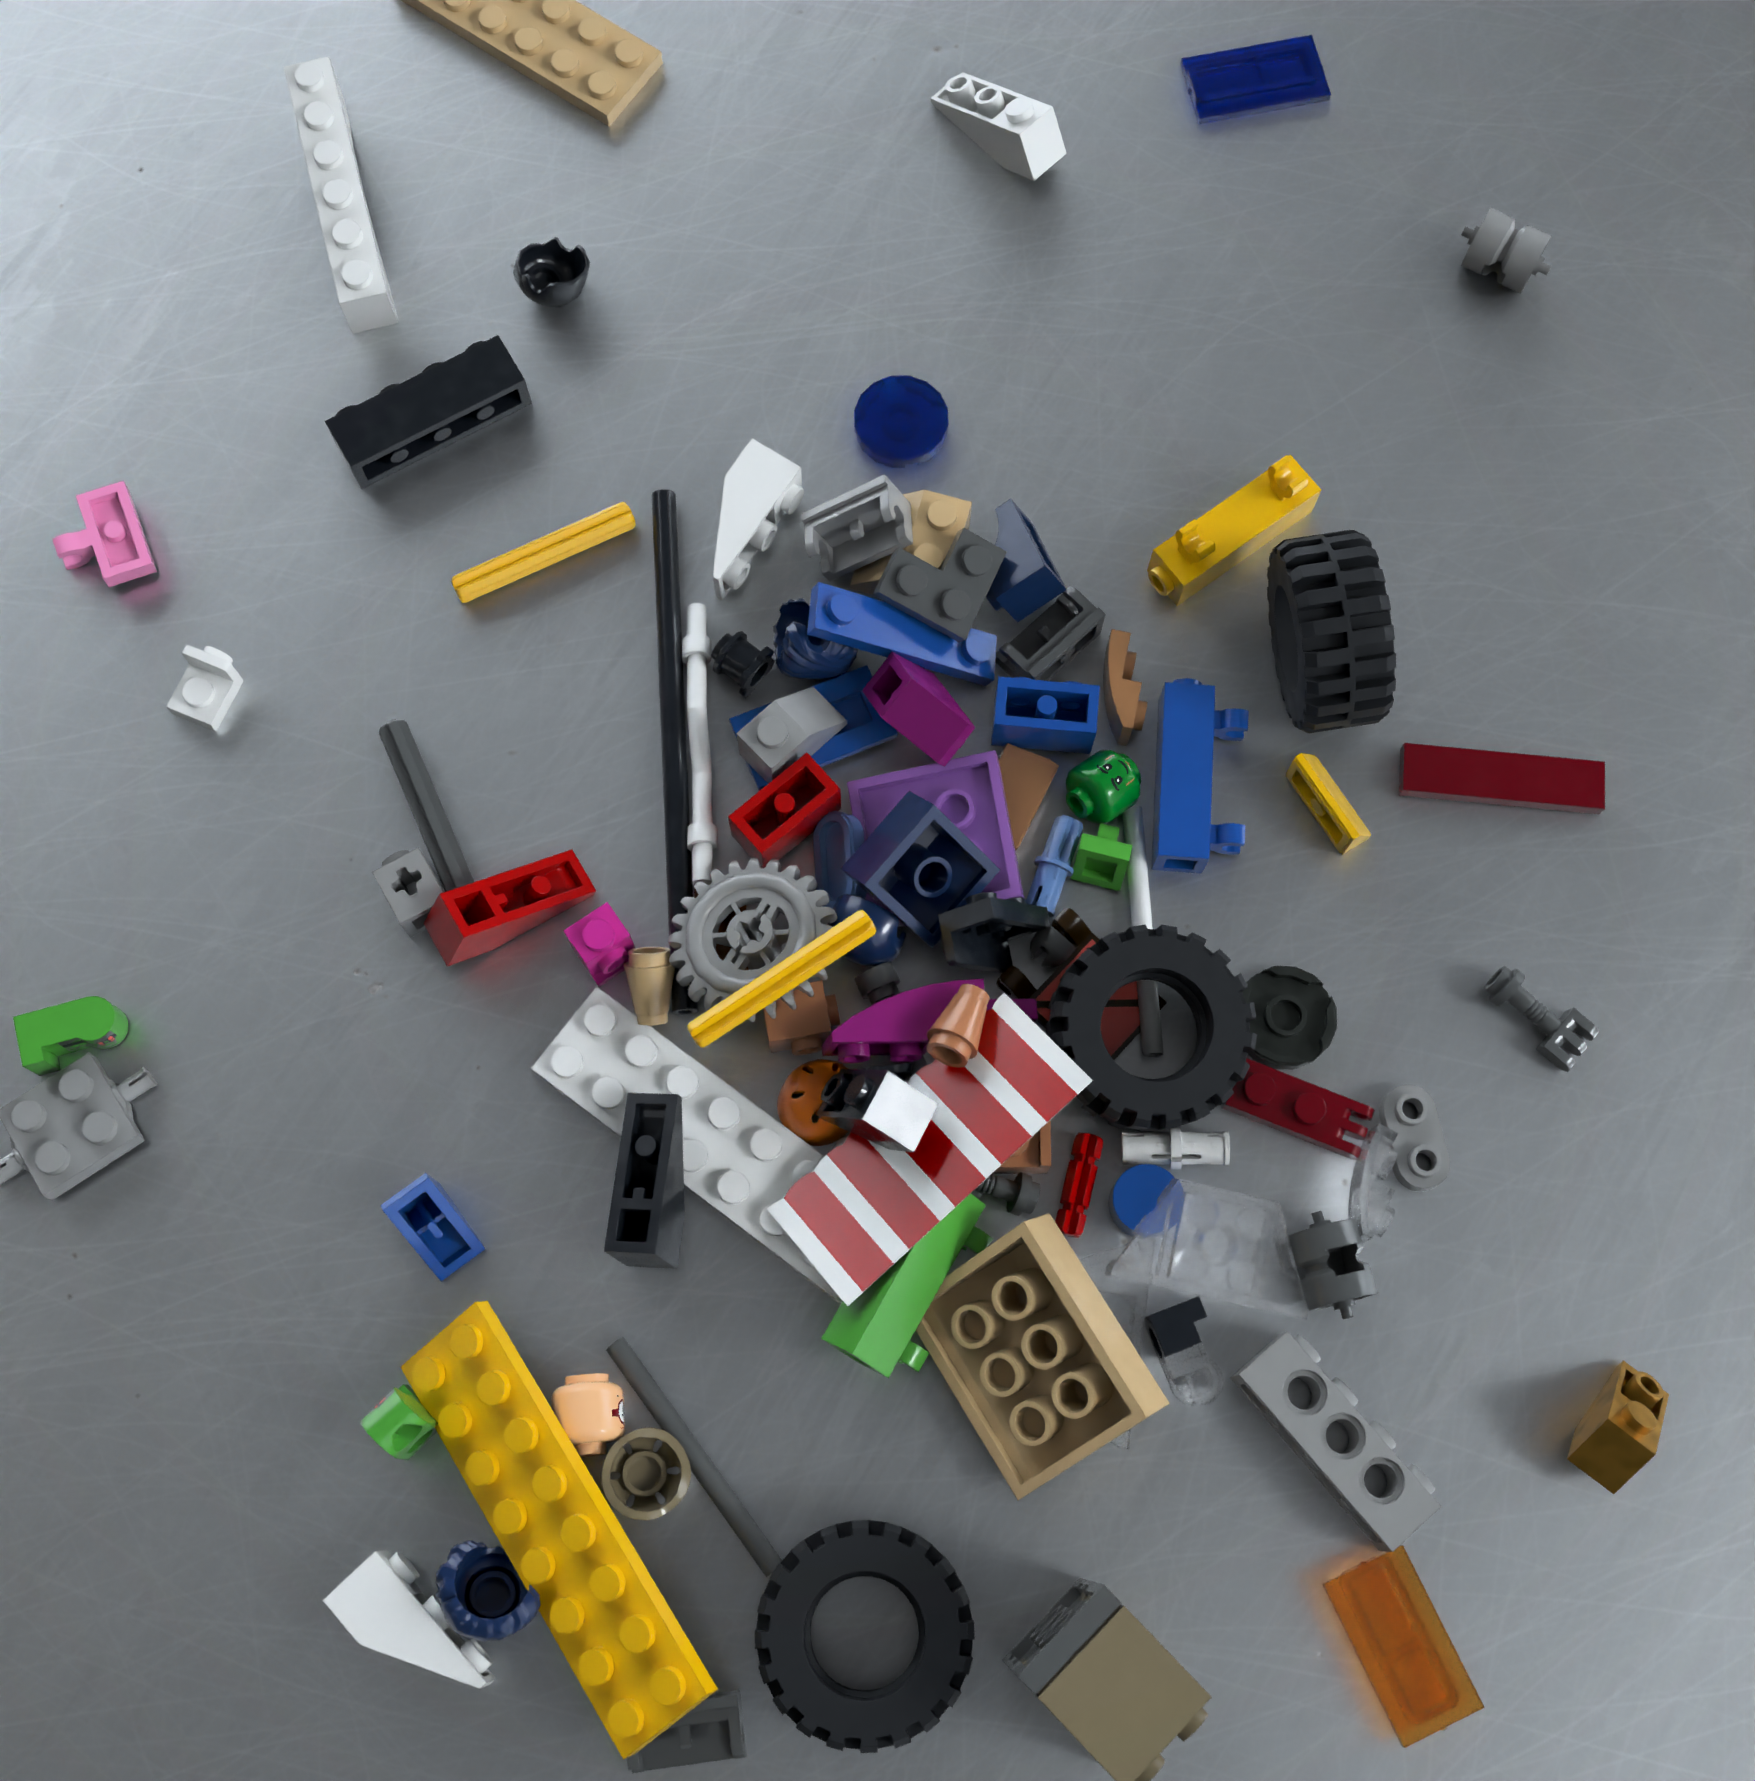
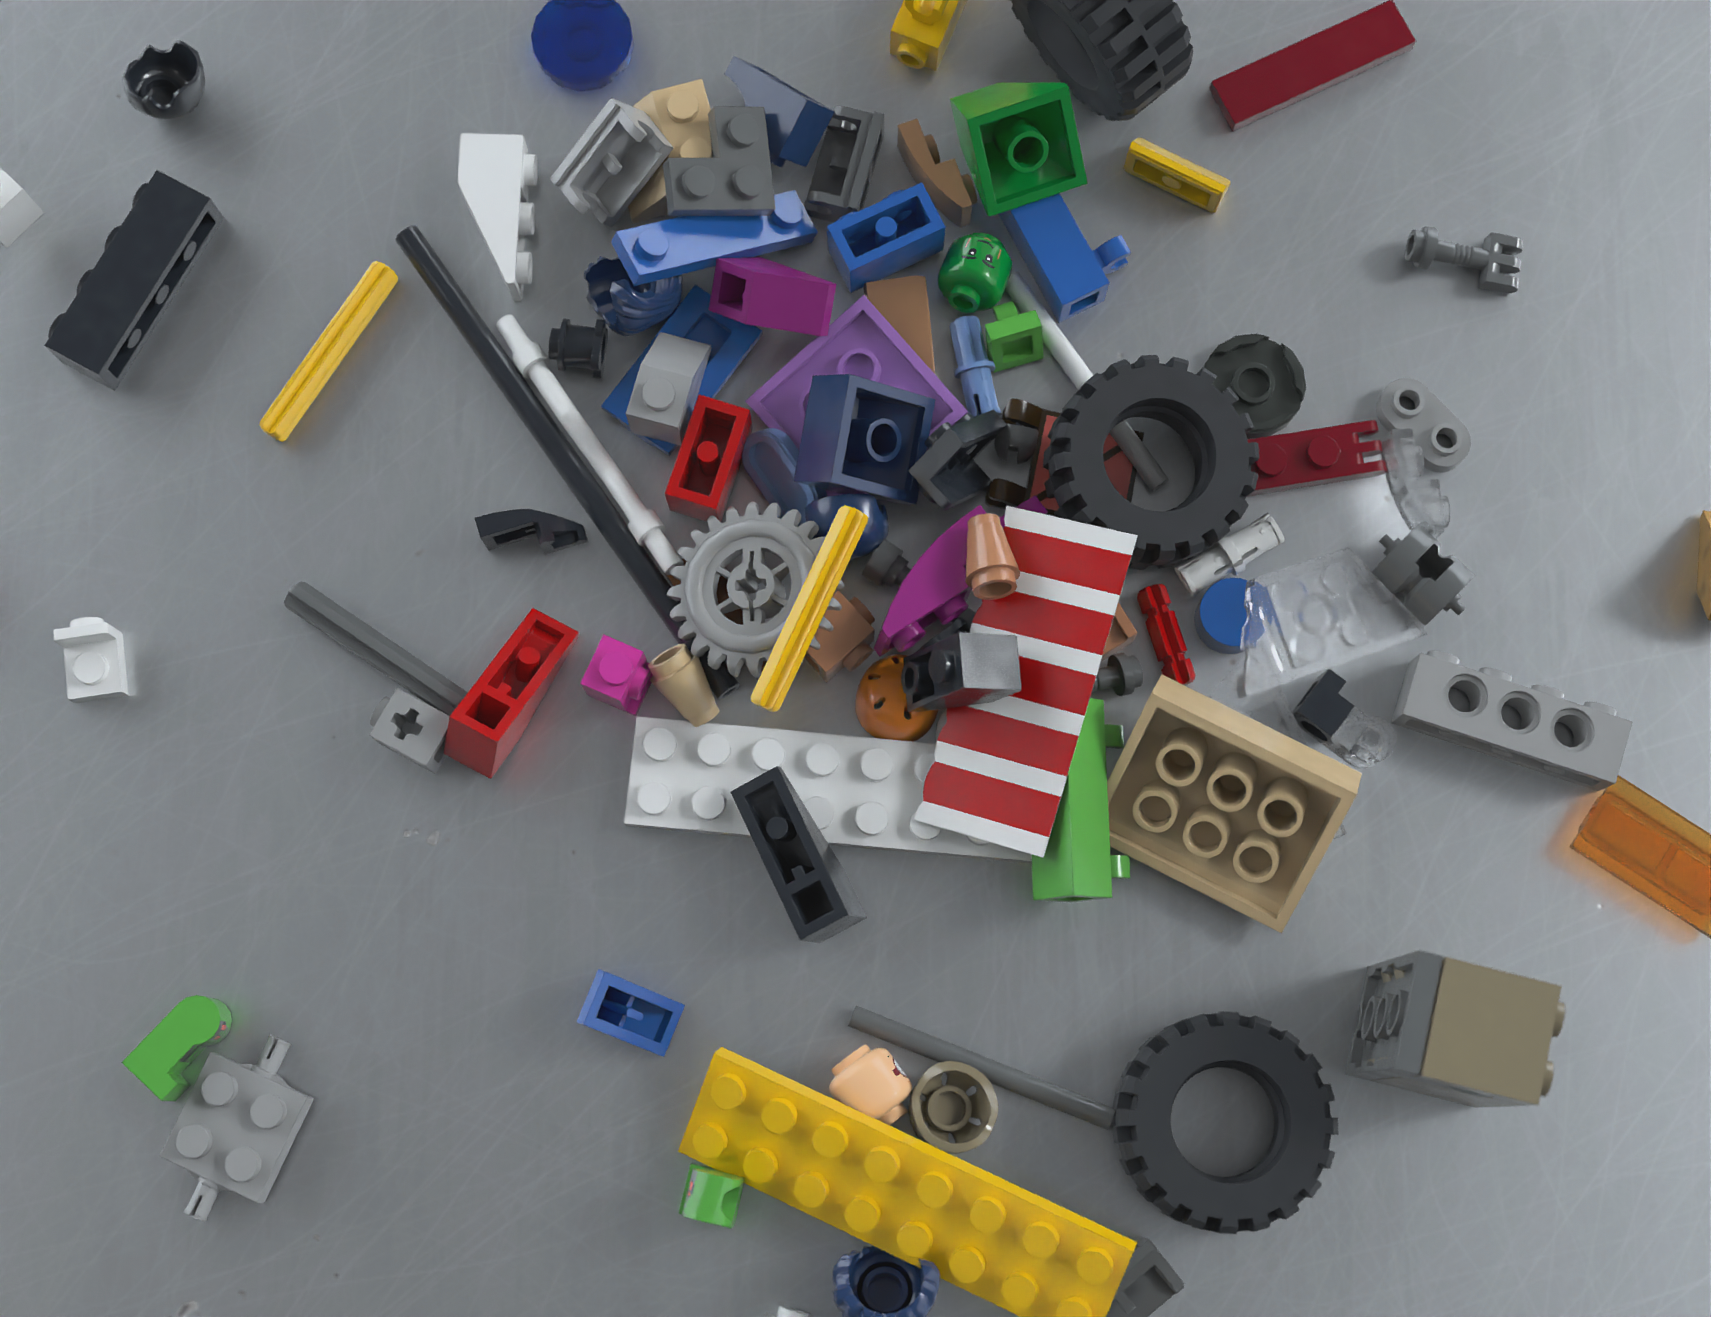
camera: 30 degrees left, 5 degrees up
(594, 773) = (521, 524): none -> black slope
(1201, 699) = (1019, 142): none -> green slope

